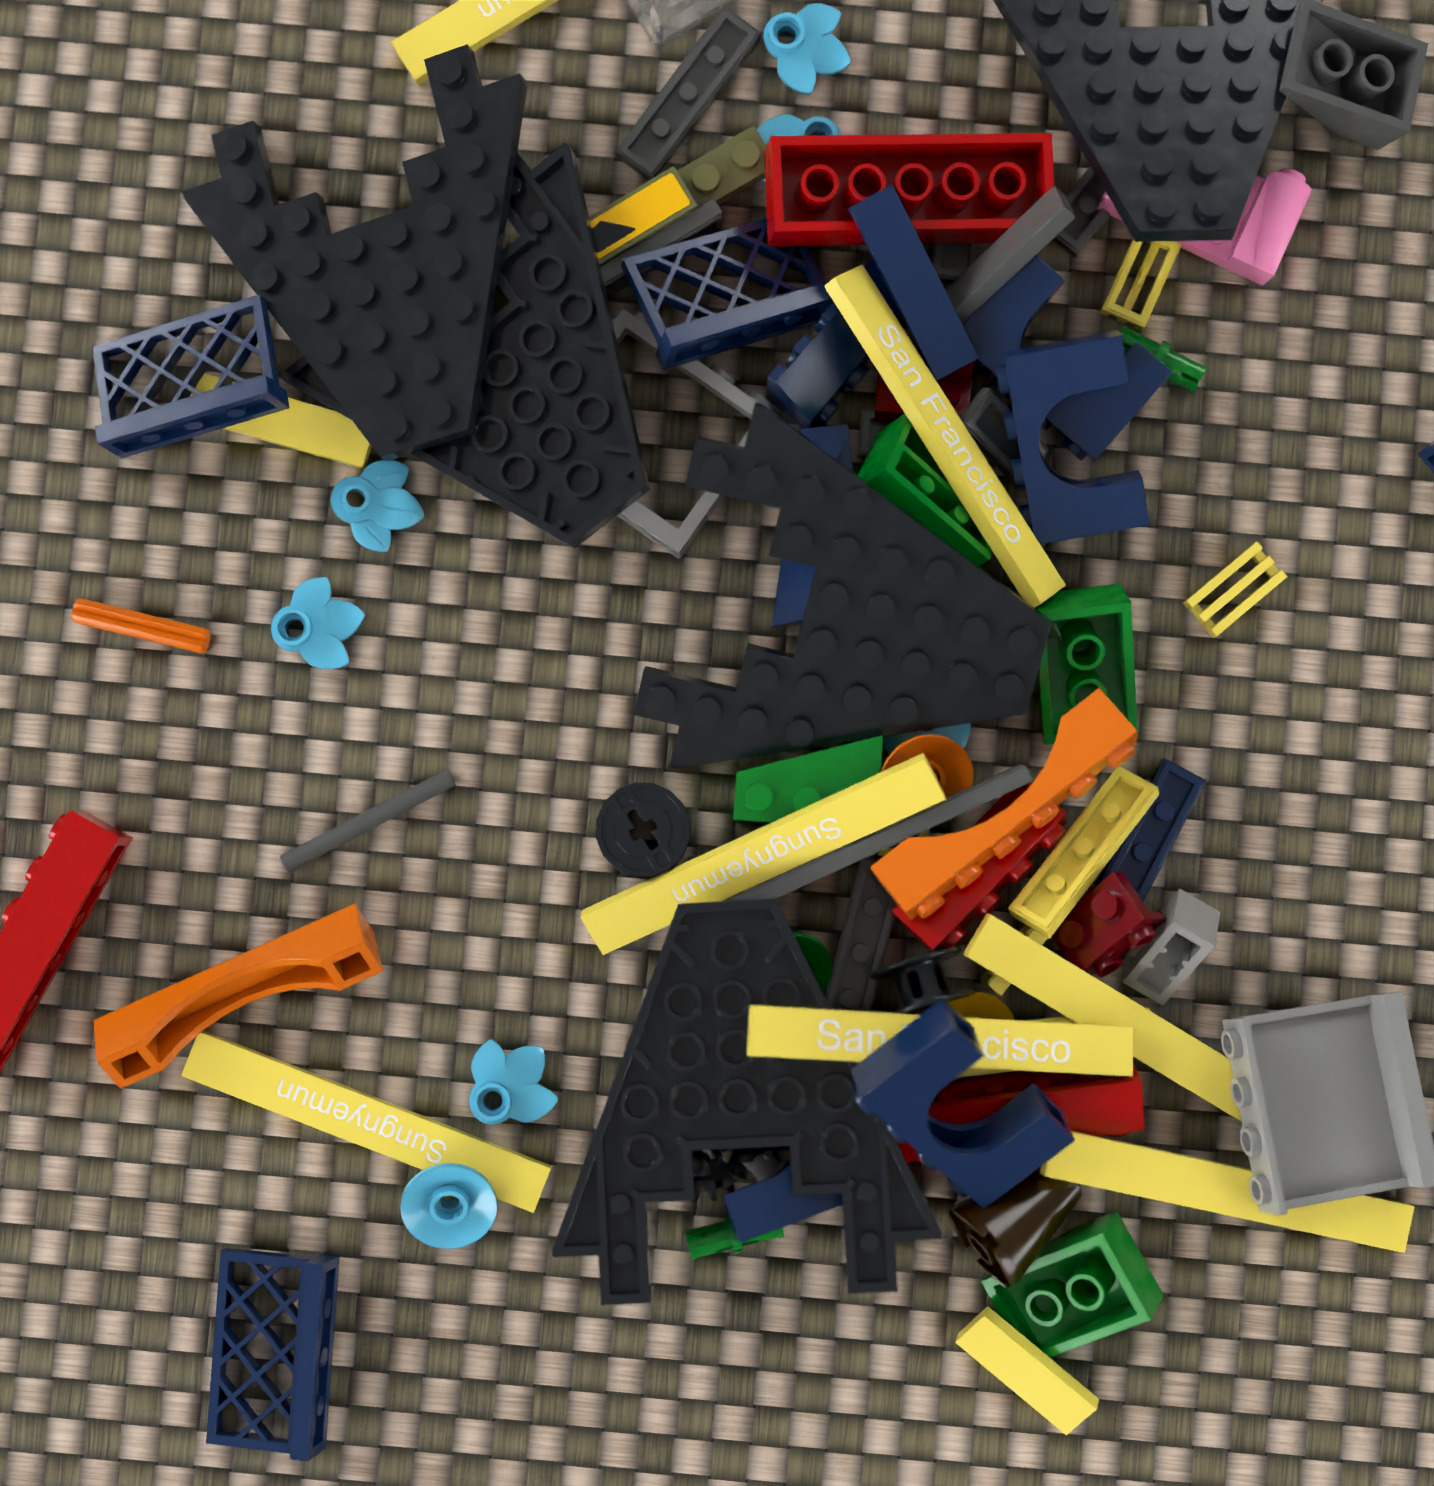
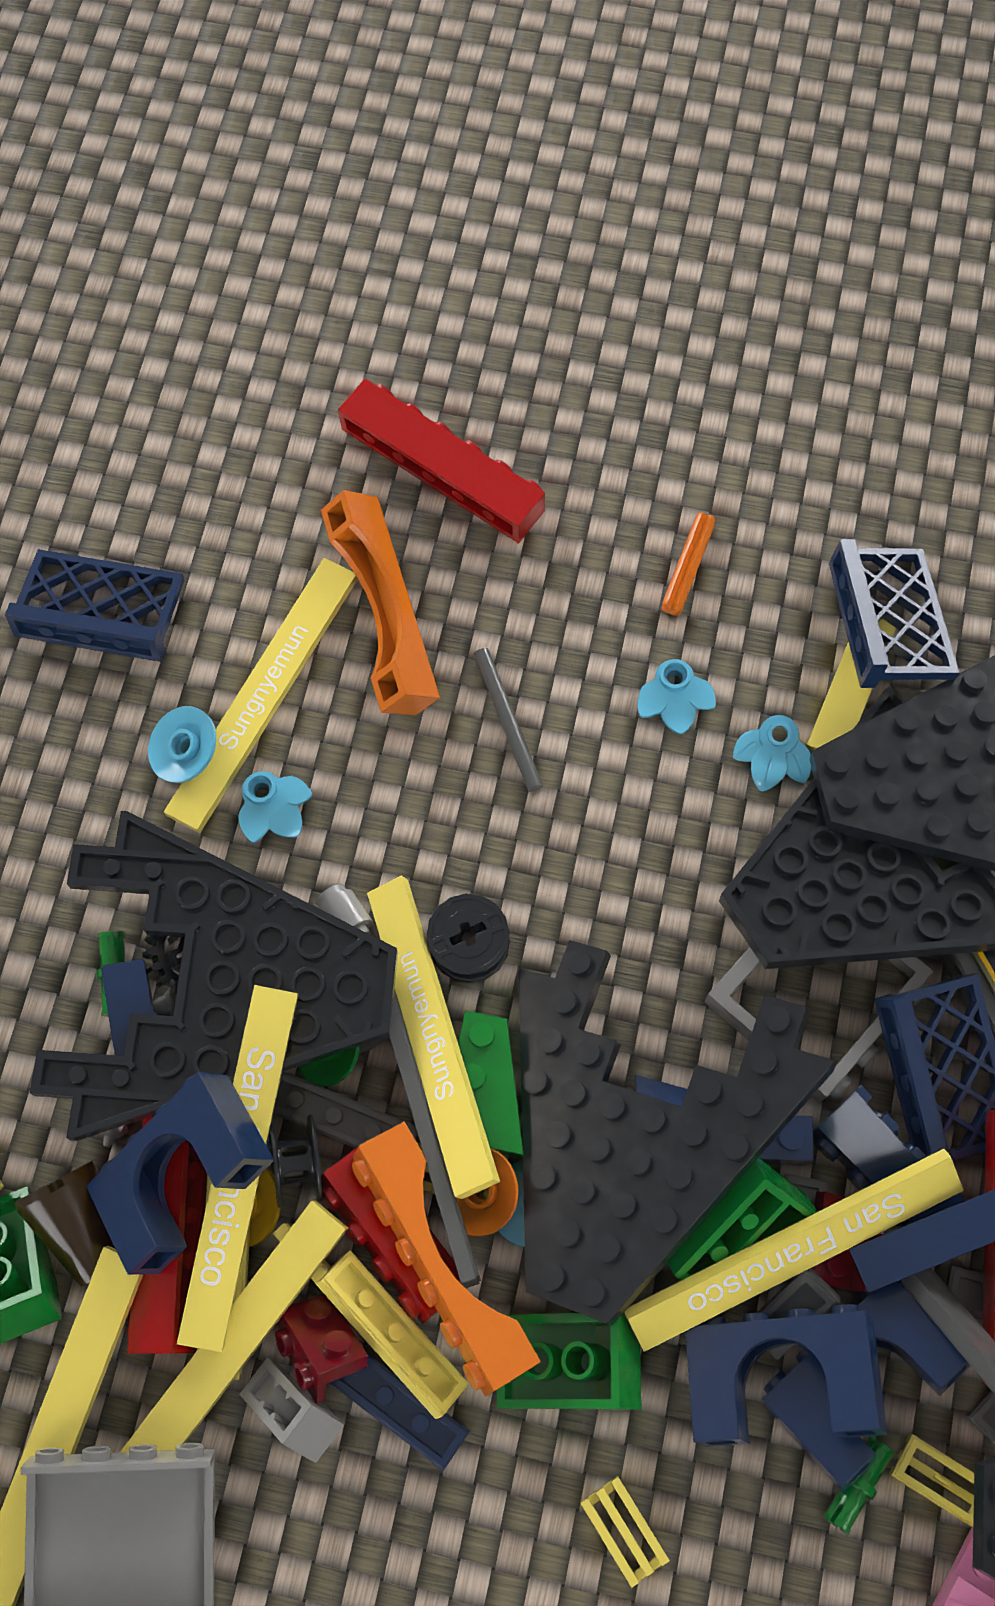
camera: 100 degrees right, 15 degrees down
(629, 976) = (345, 906): none -> light grey brick

